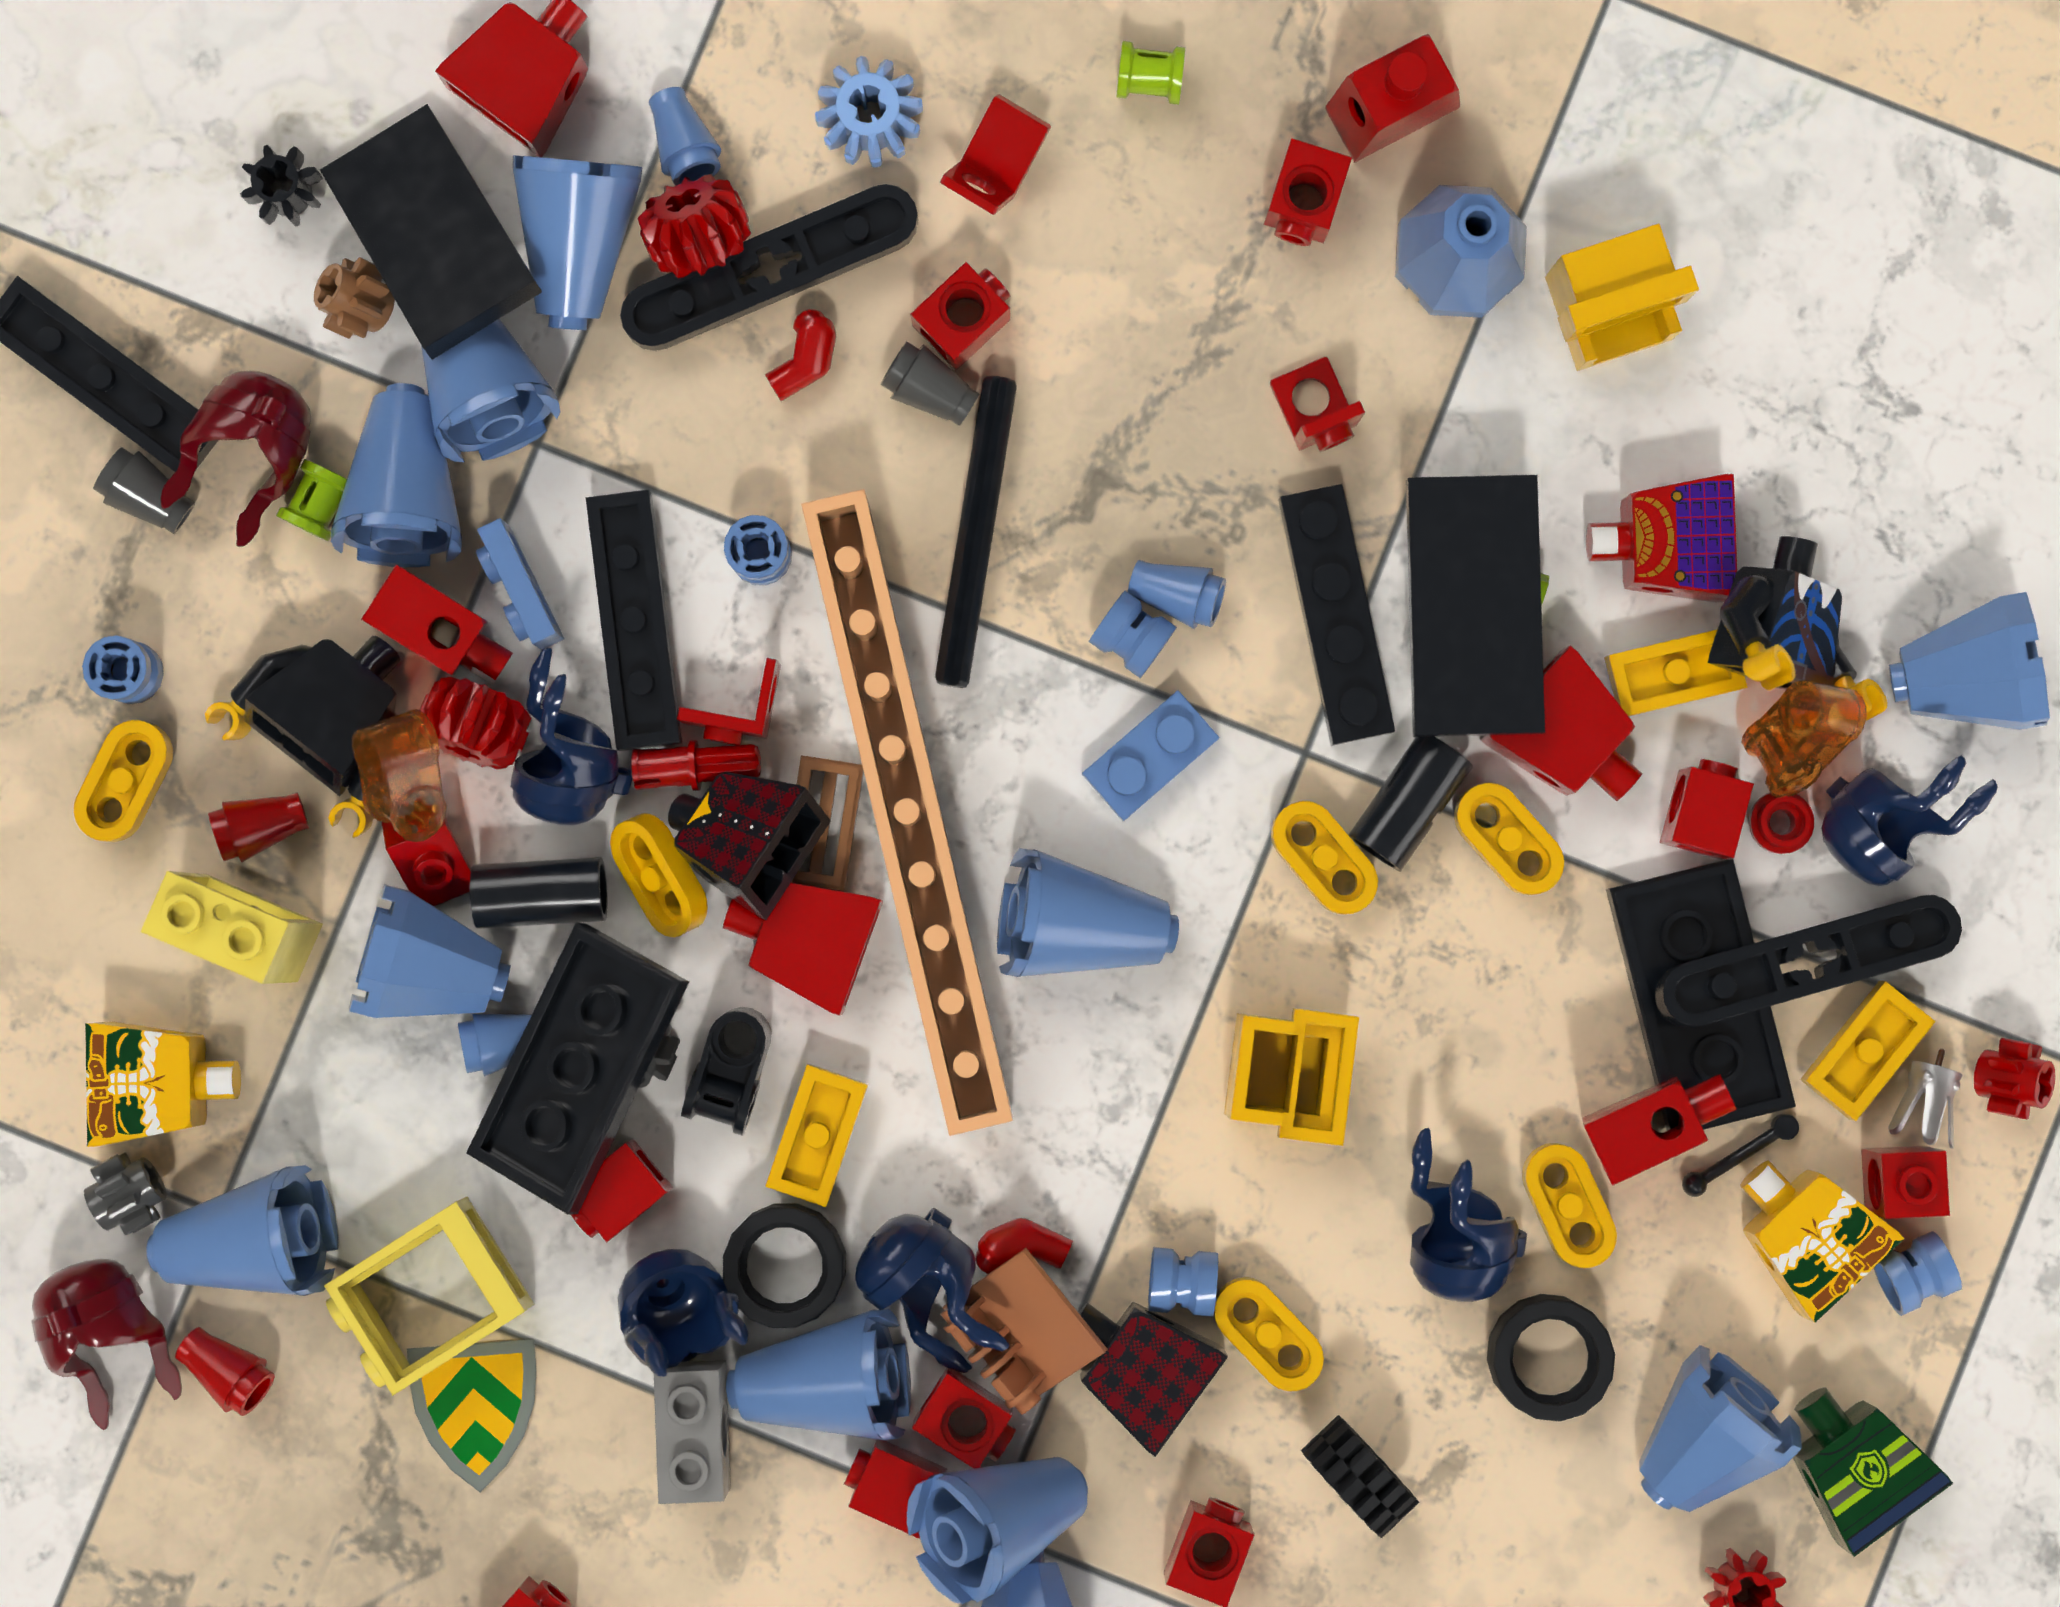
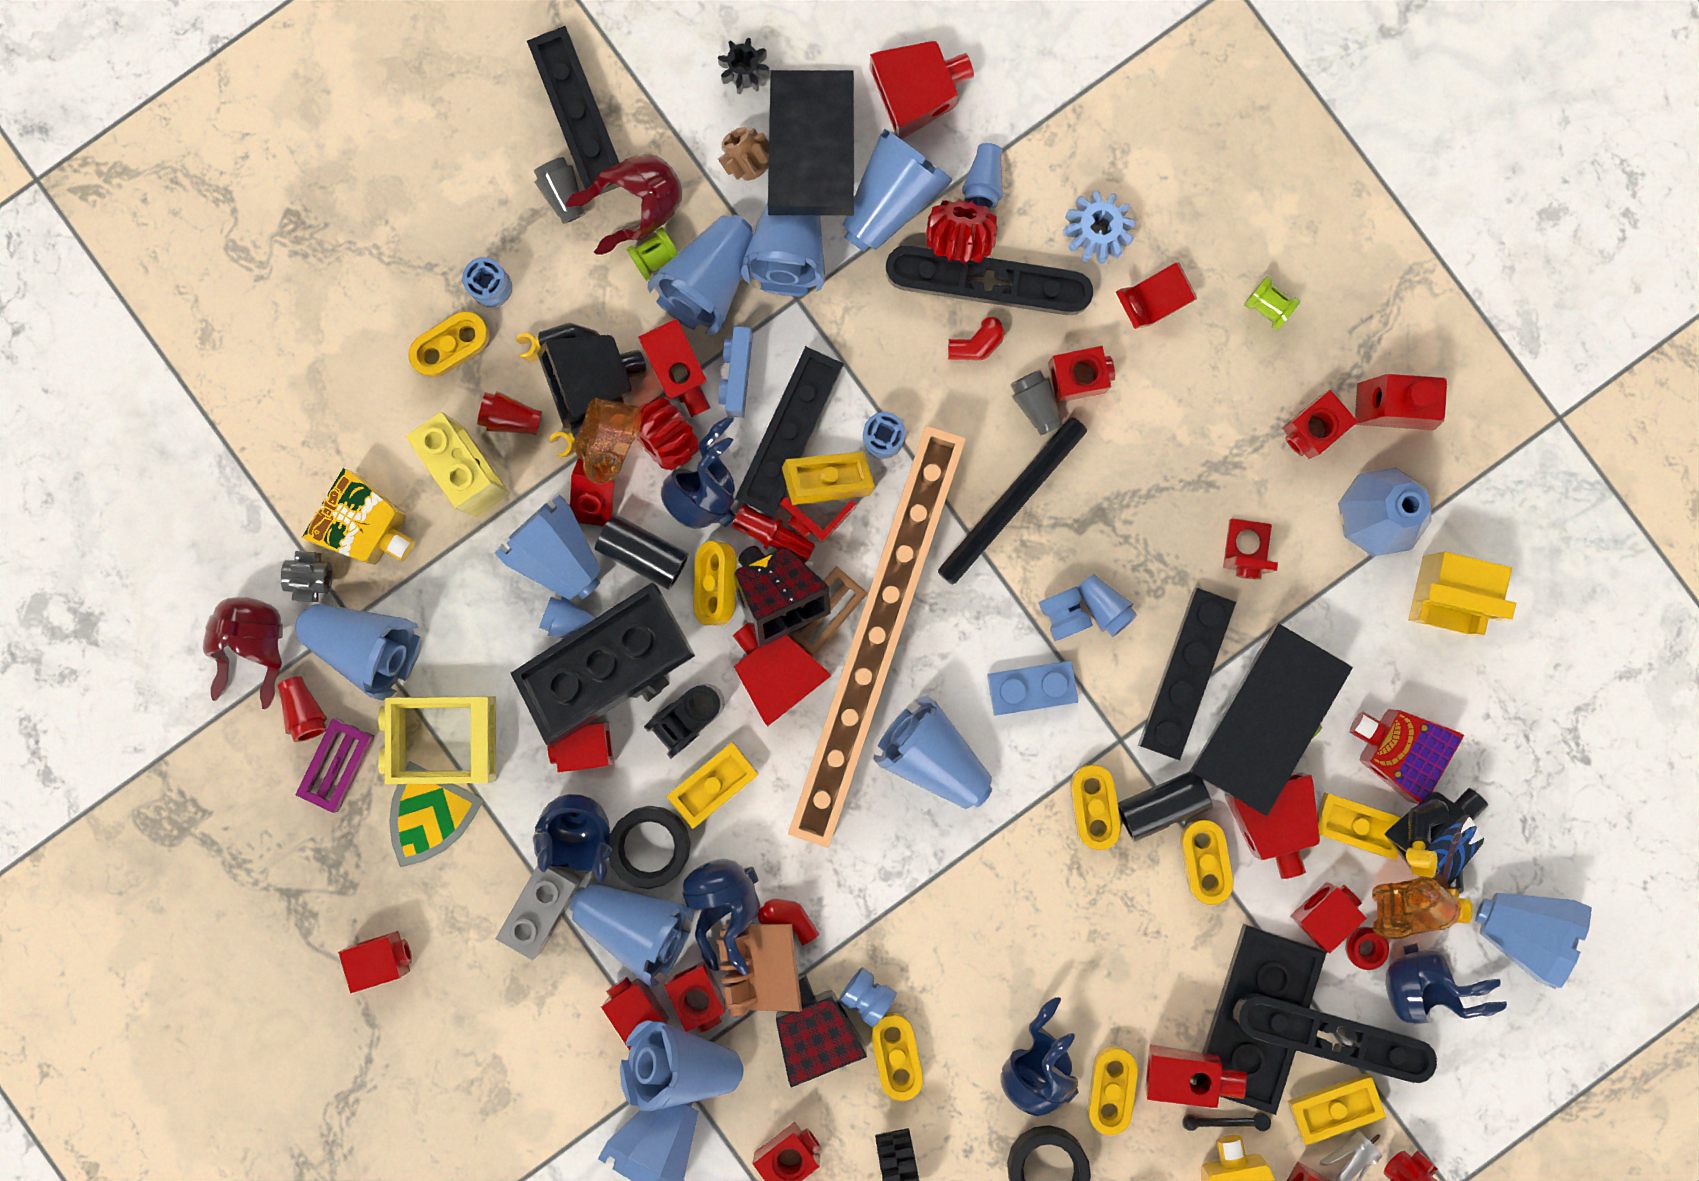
camera: 30 degrees right, 0 degrees up
(339, 1411) = (351, 733): none -> magenta tile
(719, 649) = (828, 477): none -> yellow plate
(1293, 1073) = (1002, 919): yellow plate -> none

